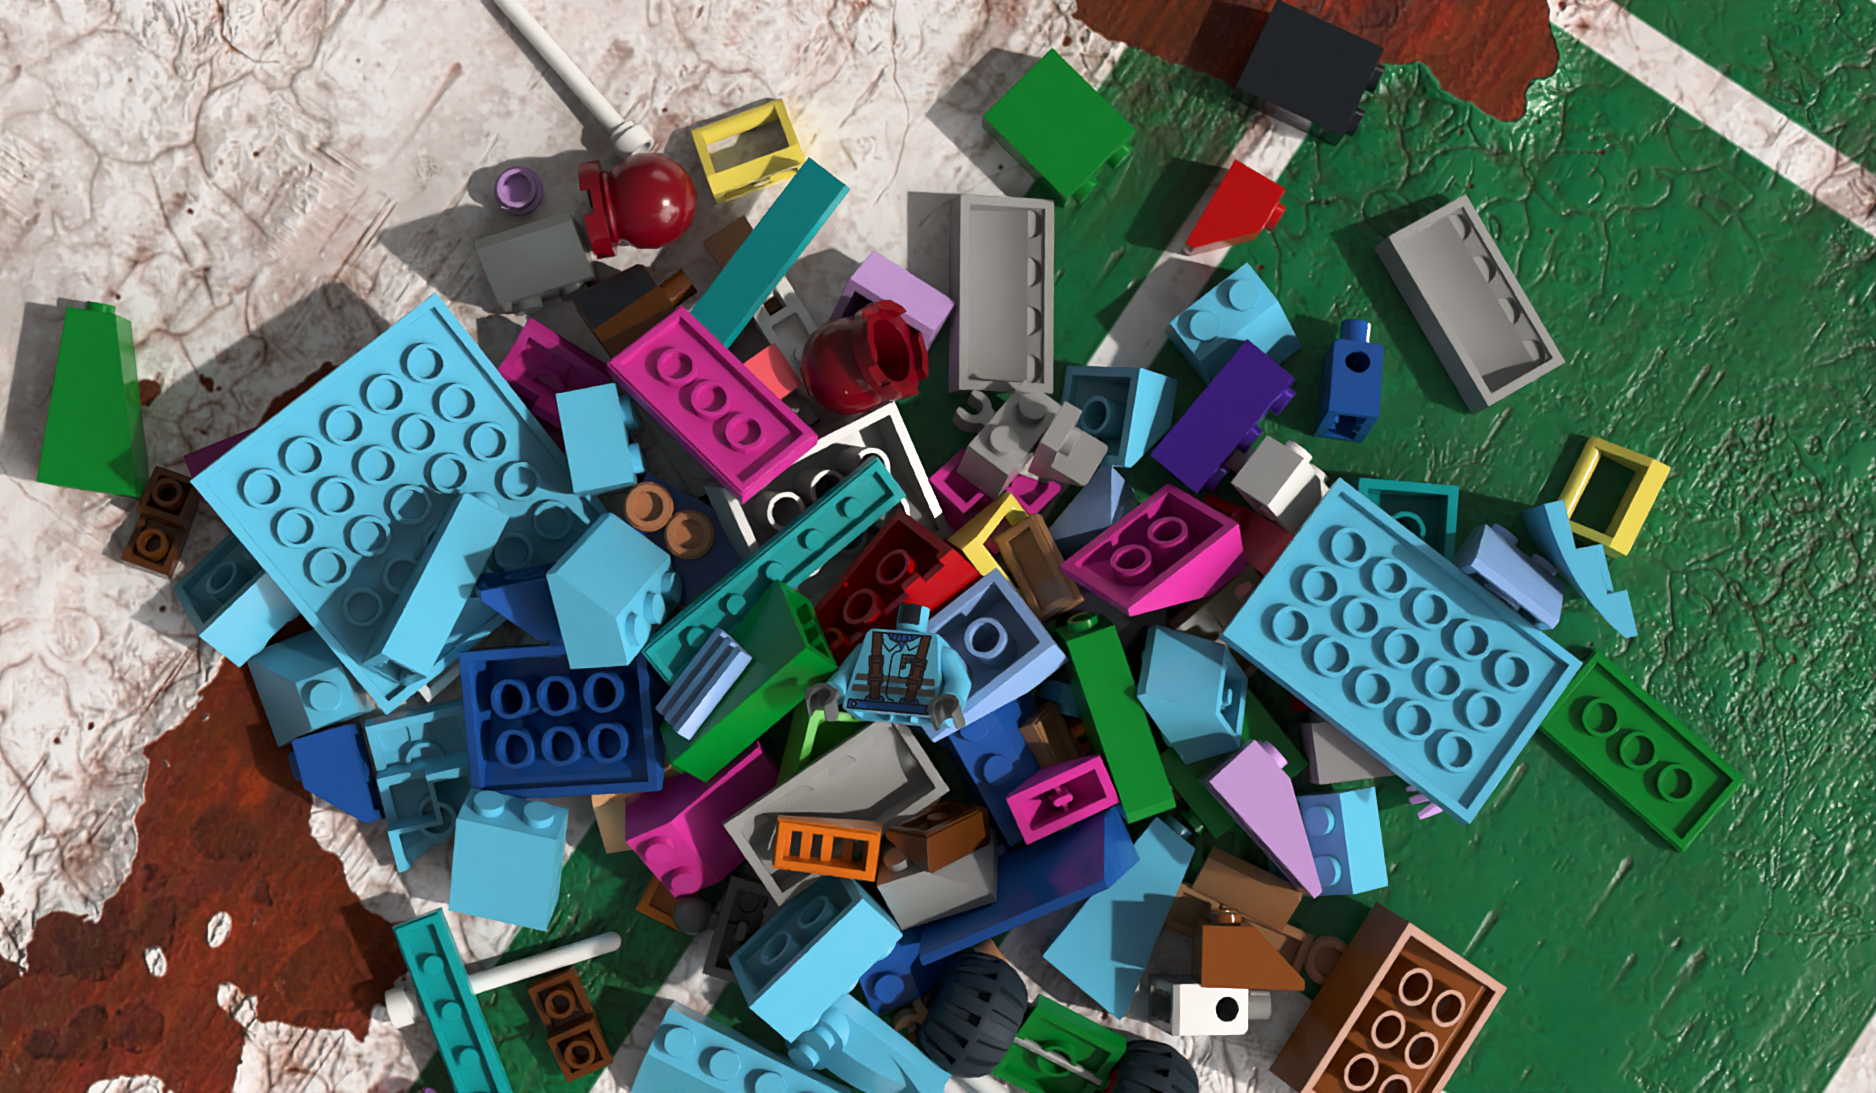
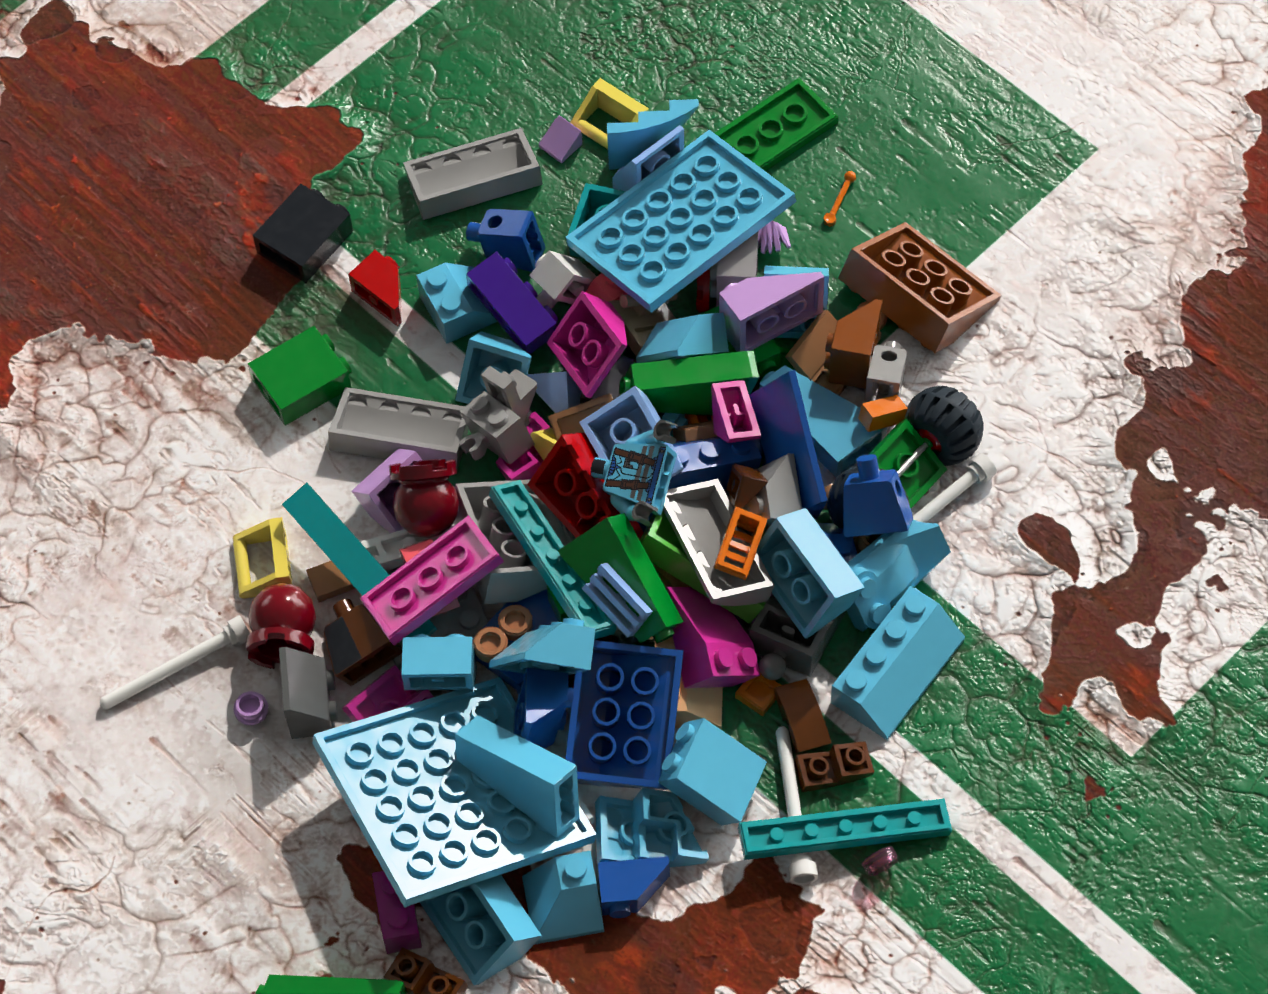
camera: 80 degrees left, 25 degrees down
(635, 966) = (802, 715): none -> reddish brown slope
(943, 1035) = (874, 501): none -> blue torso
(1130, 1013) = (882, 413): none -> orange piece
(1492, 869) = (830, 218): none -> orange hinge
(1555, 427) = (561, 139): none -> lavender slope

